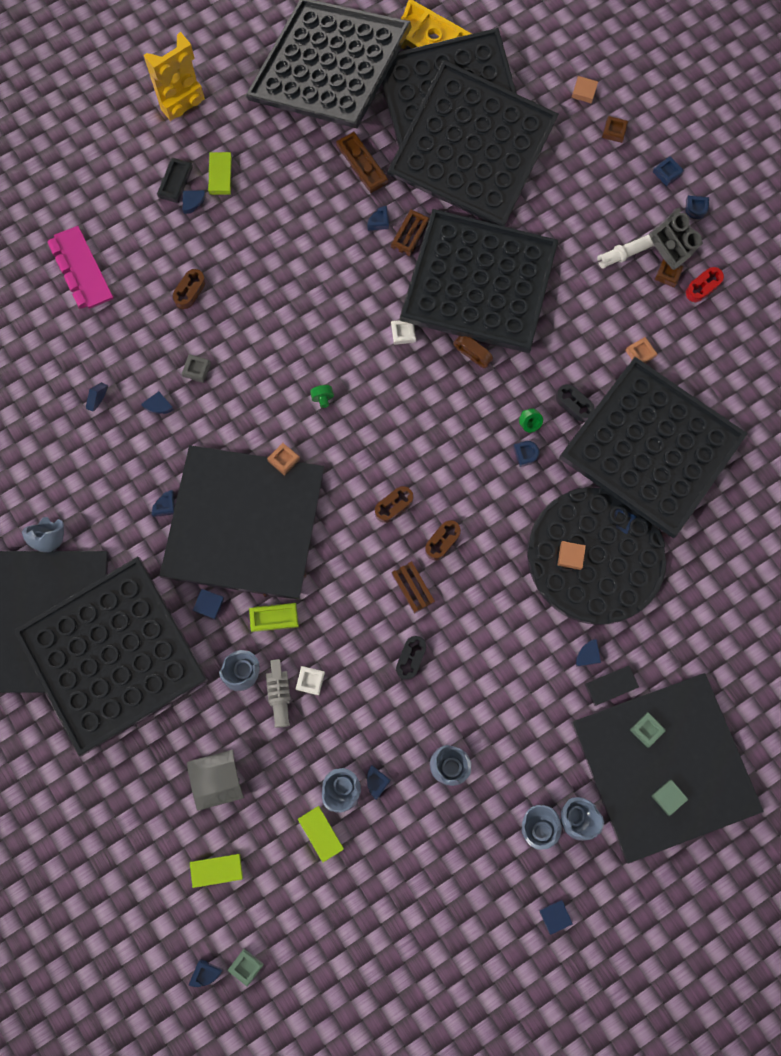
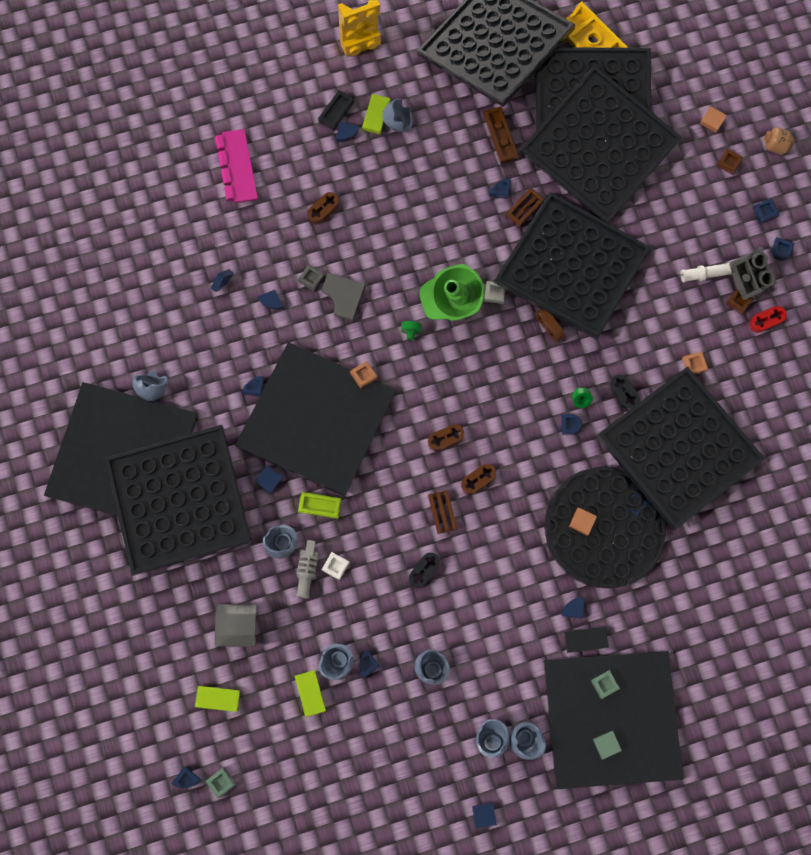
camera: 15 degrees right, 0 degrees up
(238, 377) = (344, 294): none -> dark grey tile
(243, 169) = (397, 116): none -> sand blue hair
(358, 343) = (453, 294): none -> bright green piece
(661, 94) = (779, 140): none -> medium nougat head

